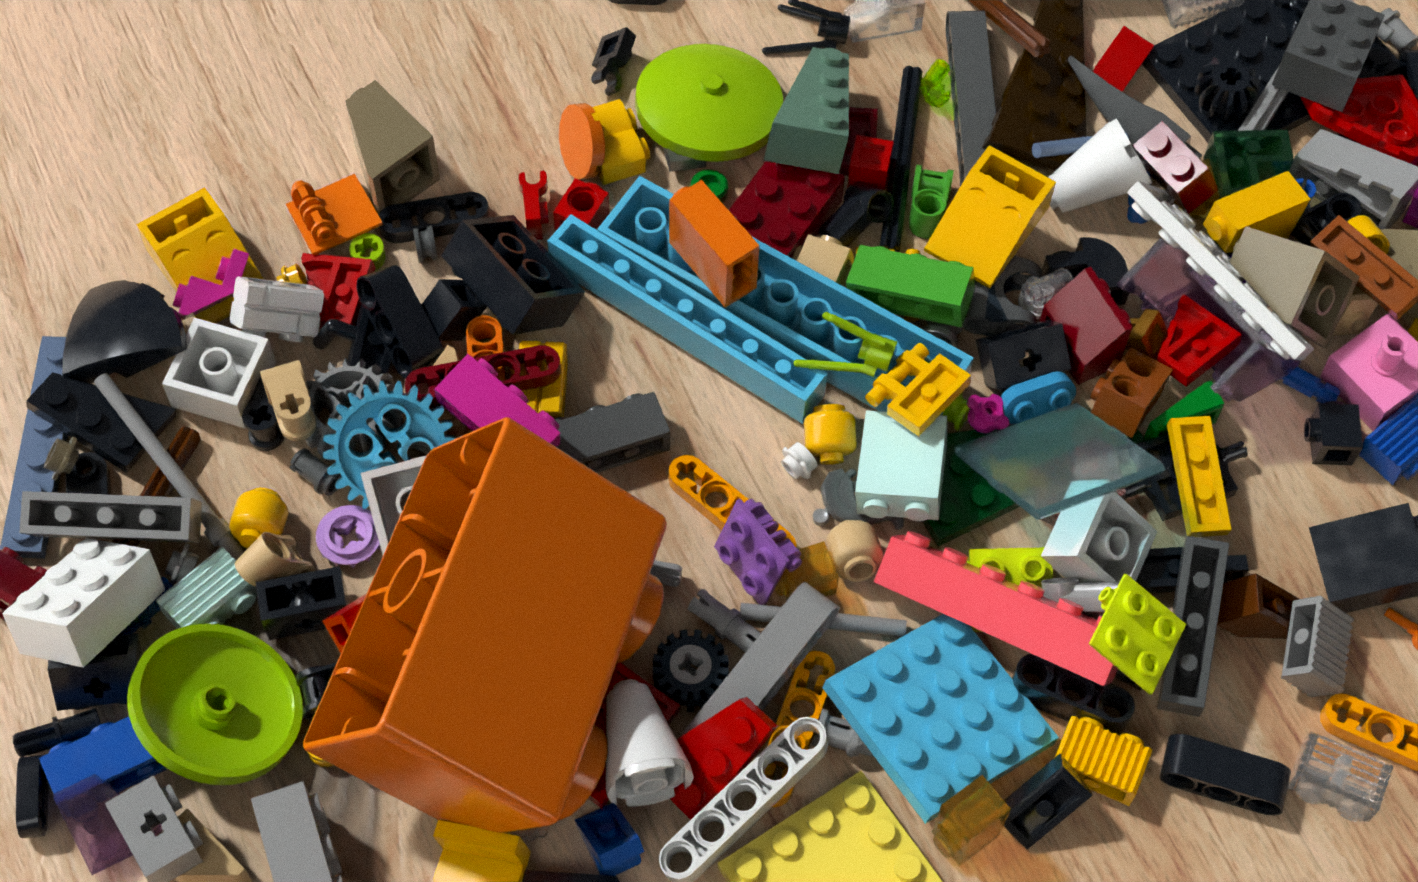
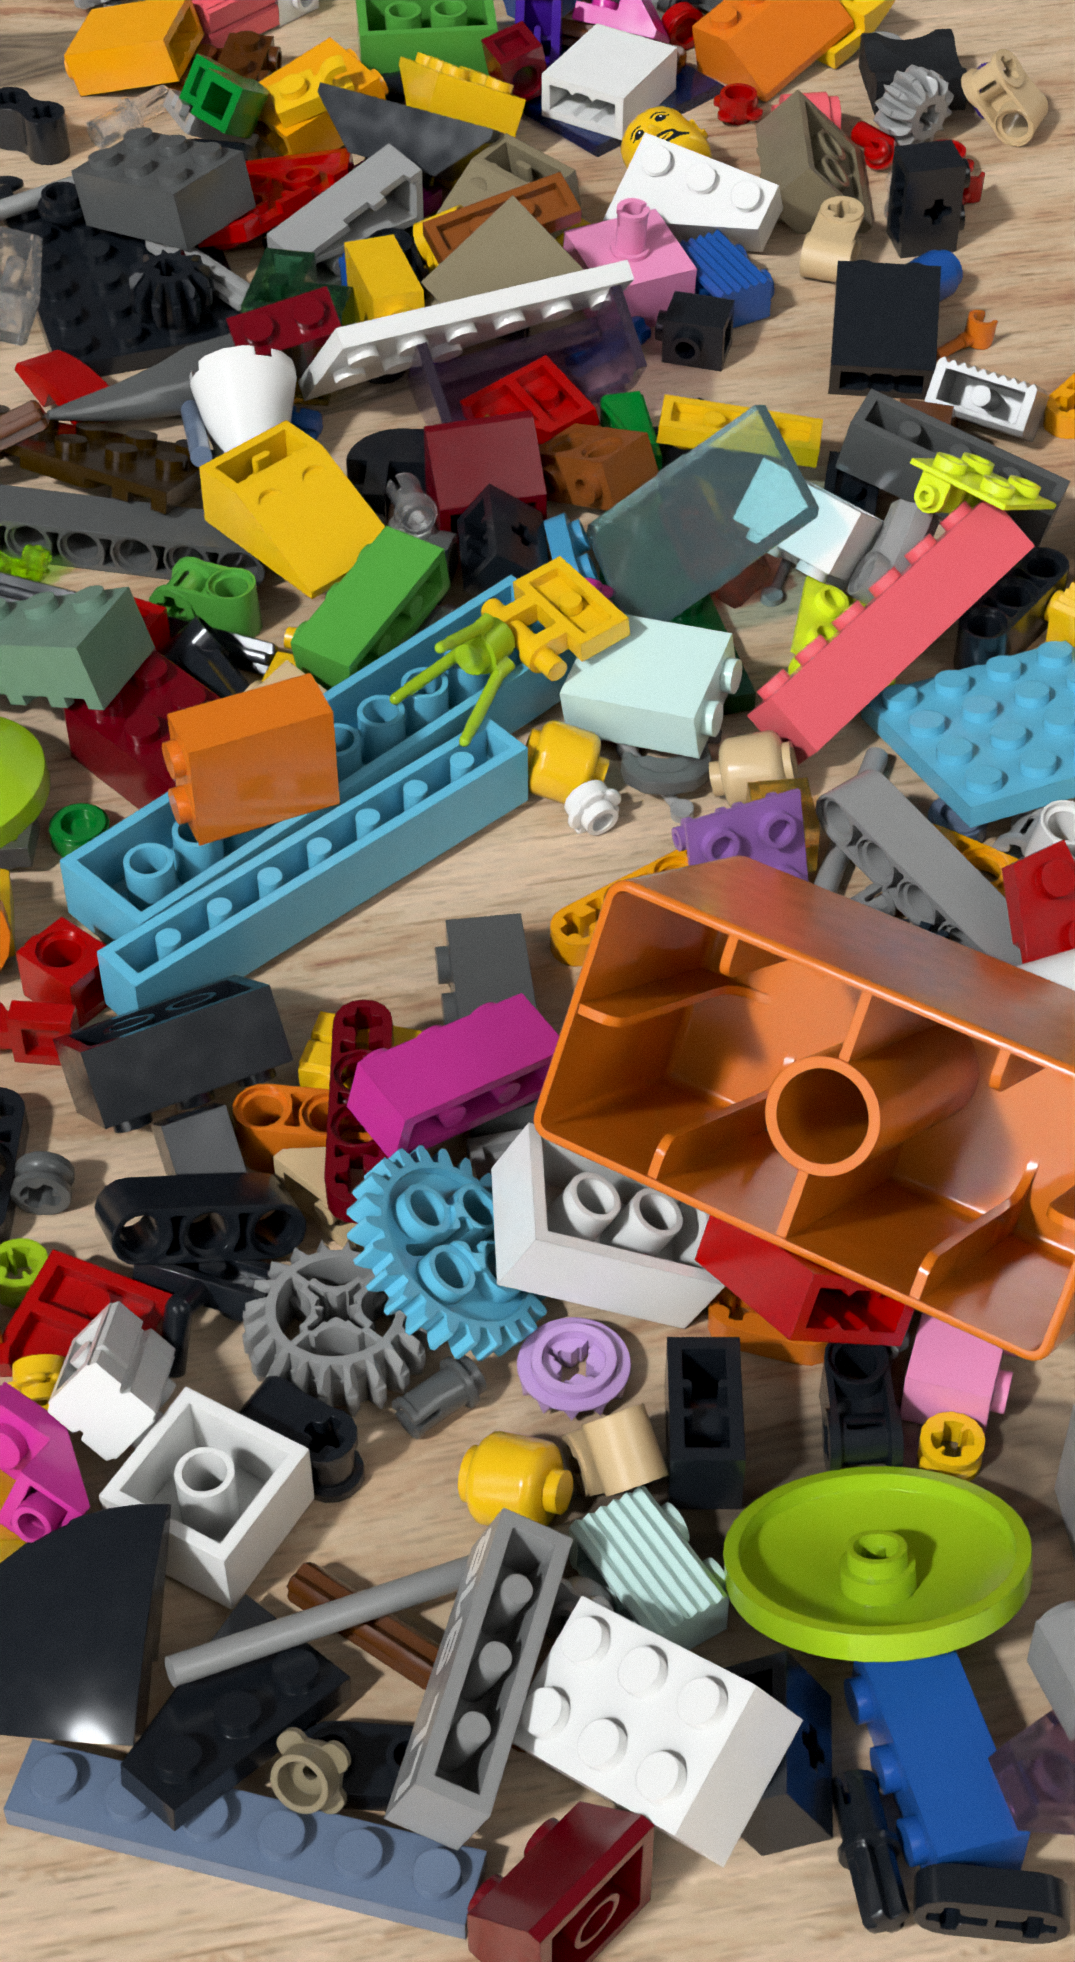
camera: 75 degrees left, 15 degrees down
(290, 399) = (316, 1364): tan piece -> none

